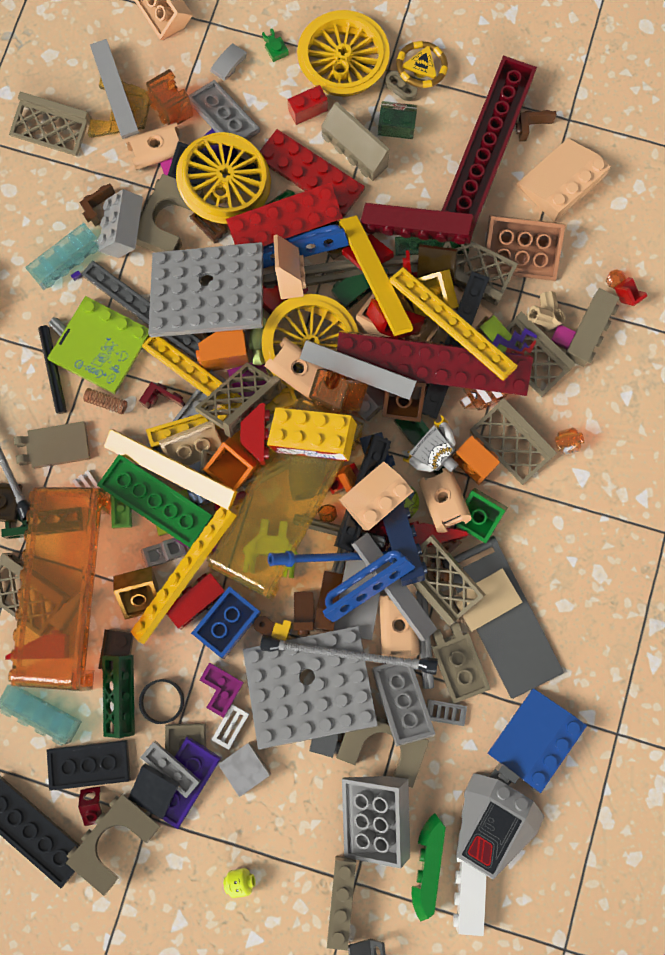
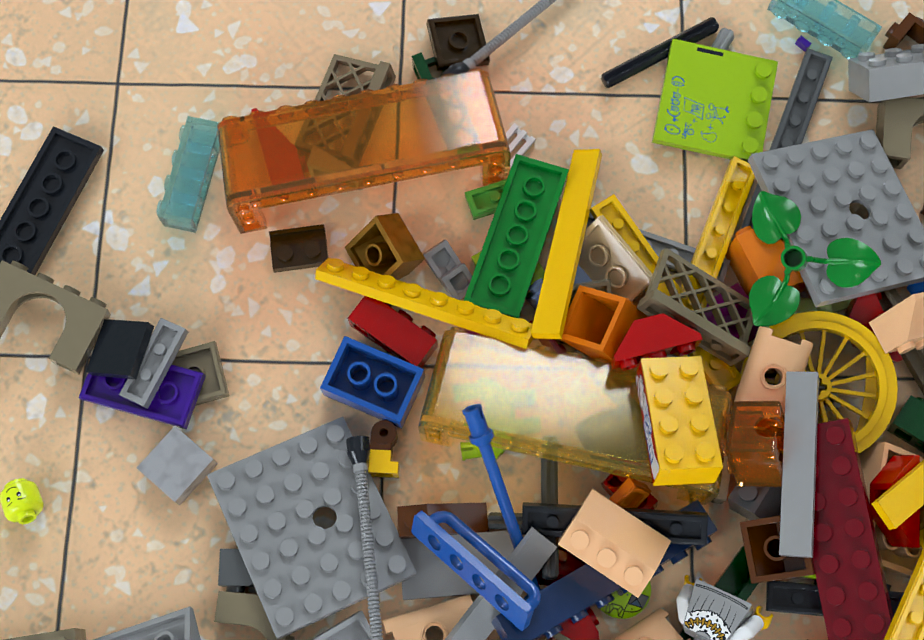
camera: 75 degrees right, 5 degrees down
(54, 445) = (556, 87): dark tan tile -> none
(87, 398) = (637, 152): nougat piece -> none
(88, 765) = (139, 258): black tile -> none
(90, 809) = (81, 274): dark red bracket -> none
(121, 696) = (238, 271): dark green fence -> none
(141, 706) = (228, 305): black tyre -> none
(150, 395) = (664, 189): dark red bracket -> none
(222, 742) = (256, 436): white tile -> none
(225, 686) = (283, 409): magenta plate -> none
(240, 298) = (775, 301): none -> green plant
(303, 613) = (416, 488): reddish brown bracket -> none
(327, 513) = (571, 483): clear orange tile -> none

